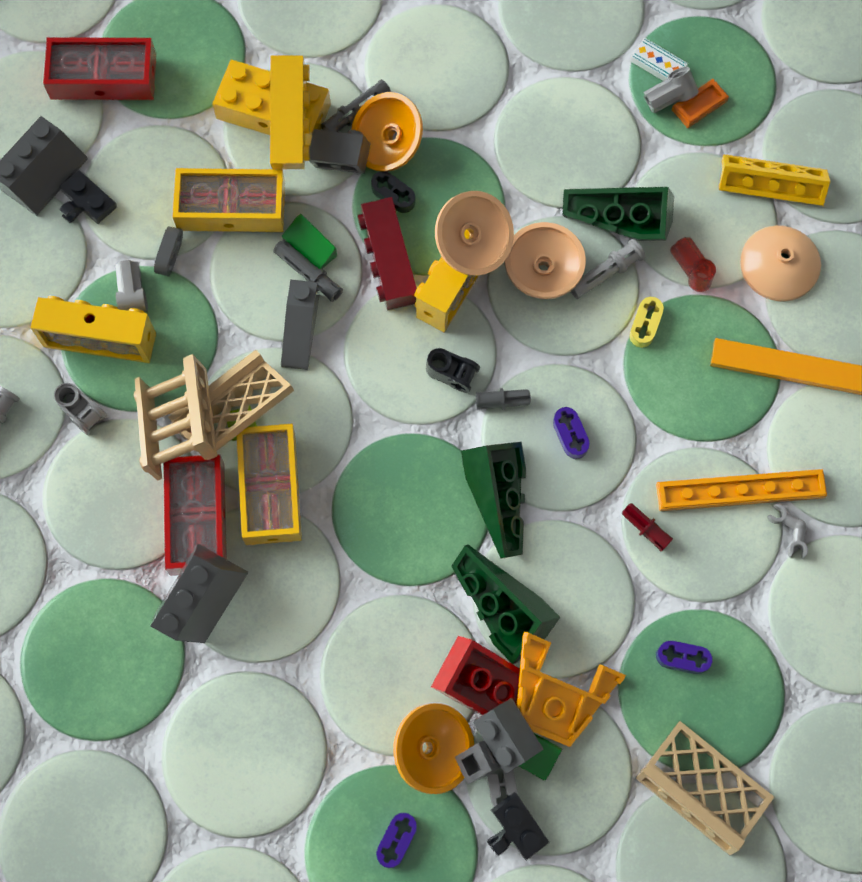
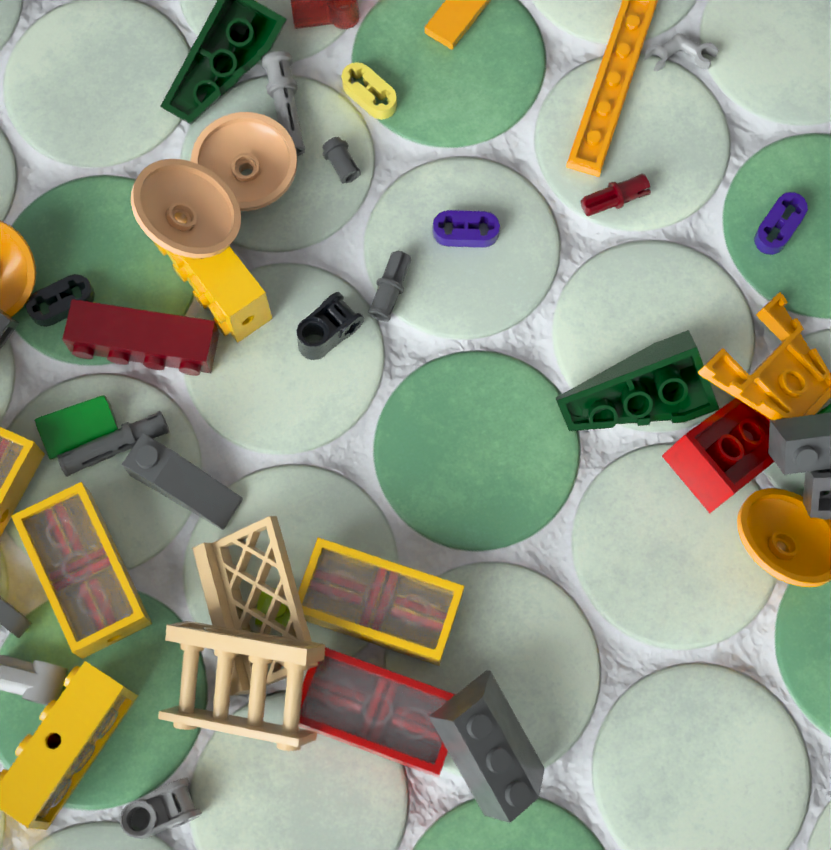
camera: 65 degrees left, 0 degrees up
(212, 288) = (81, 570): none -> clear brick
(495, 482) = (487, 337): dark green wedge -> none
(582, 325) = (337, 153): none -> dark grey pin

